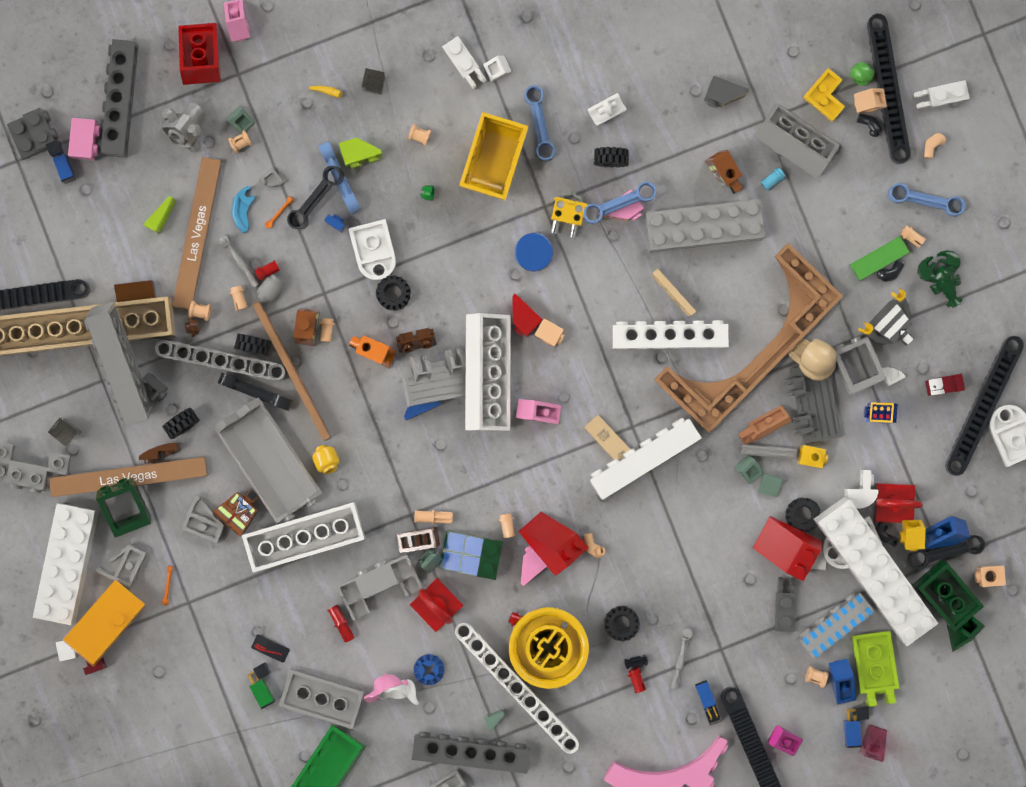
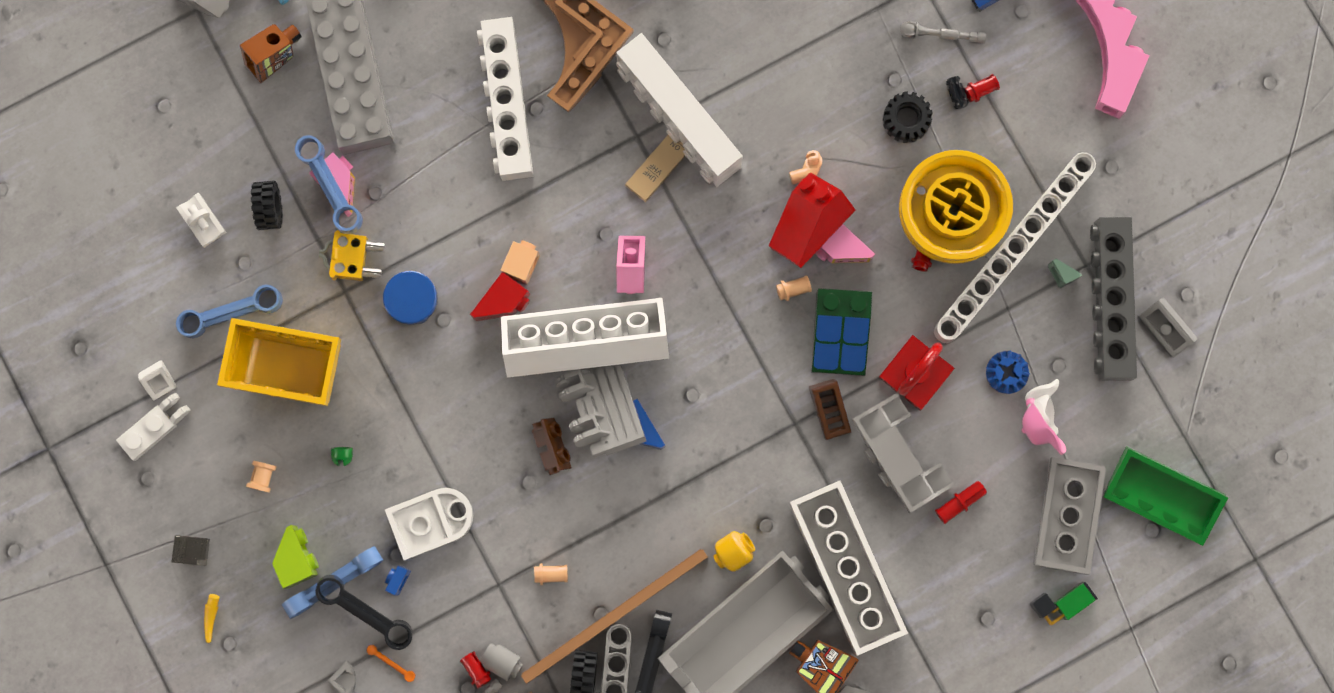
camera: 90 degrees left, 5 degrees down
(270, 648) = (1009, 598): black sticker -> none
(306, 326) = (550, 602): dark orange torso -> none
(378, 352) = (576, 492): orange torso -> none
(393, 281) = (488, 469): black tyre -> none
(429, 560) = (856, 389): sand green slope -> none
(433, 517) = (795, 391): light nougat axle -> none
(673, 293) = (446, 101): tan tile -> none
(723, 92) = (162, 66): dark grey slope -> none

